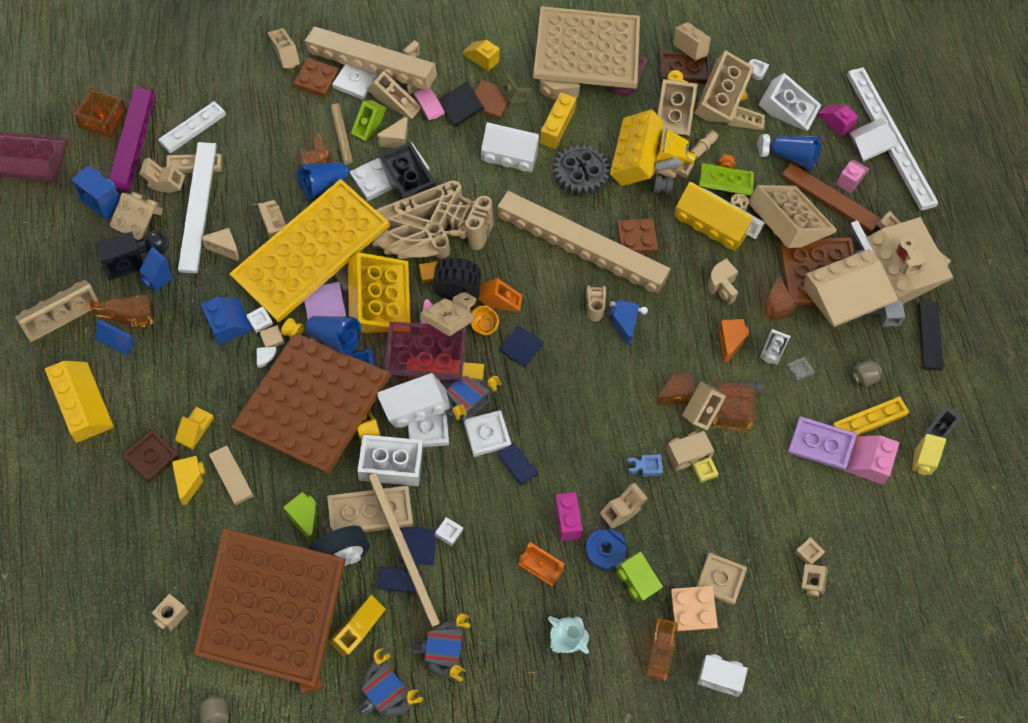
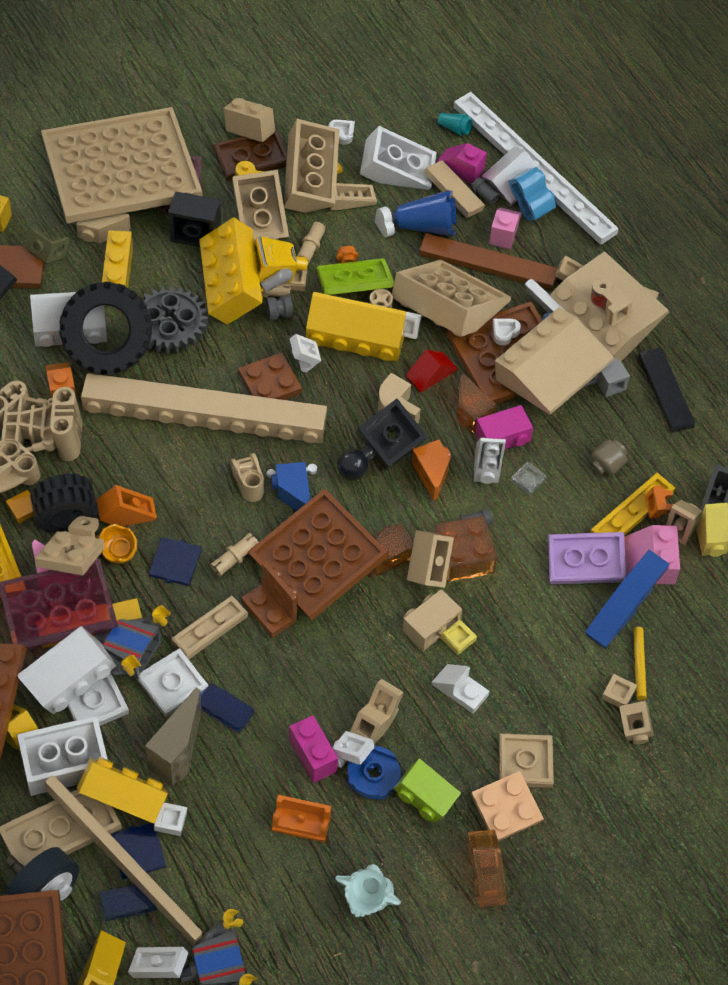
camera: 20 degrees left, 5 degrees down
(401, 632) = (158, 962): none -> white plate
(421, 499) = (122, 789): none -> yellow brick
(470, 478) = (173, 744): none -> dark tan slope
(489, 187) = (59, 376): none -> orange slope
(528, 402) = (209, 627): none -> tan tile
(556, 162) = (105, 361): none -> black tyre
(564, 355) = (234, 554): none -> tan pin
(578, 399) = (272, 602): none -> dark orange bracket
(595, 526) = (352, 748): none -> white bracket
(623, 100) = (192, 218): none -> black brick
(624, 375) = (320, 553): none -> dark orange plate
(649, 465) = (388, 653): medium blue plate -> none
(669, 223) = (305, 351): none -> white bracket
(675, 316) = (393, 418): none -> black brick
(692, 507) = (457, 685): none -> white slope
(722, 675) = (570, 873): white brick -> none
(757, 265) = (430, 369): none -> red slope
(797, 325) = (508, 425): none -> dark pink brick
(822, 128) = (446, 180): none -> tan tile
(823, 253) = (505, 330): none -> white tile
(833, 535) = (639, 656): none -> yellow bar
(841, 484) = (627, 599): none -> blue slope
(845, 88) = (457, 123): none -> teal cone
(845, 141) = (485, 191): none -> dark grey pin
(881, 157) = (532, 193): none -> dark azure brick
(890, 419) = (656, 501): none -> orange tile
(908, 437) = (686, 518): none -> tan slope

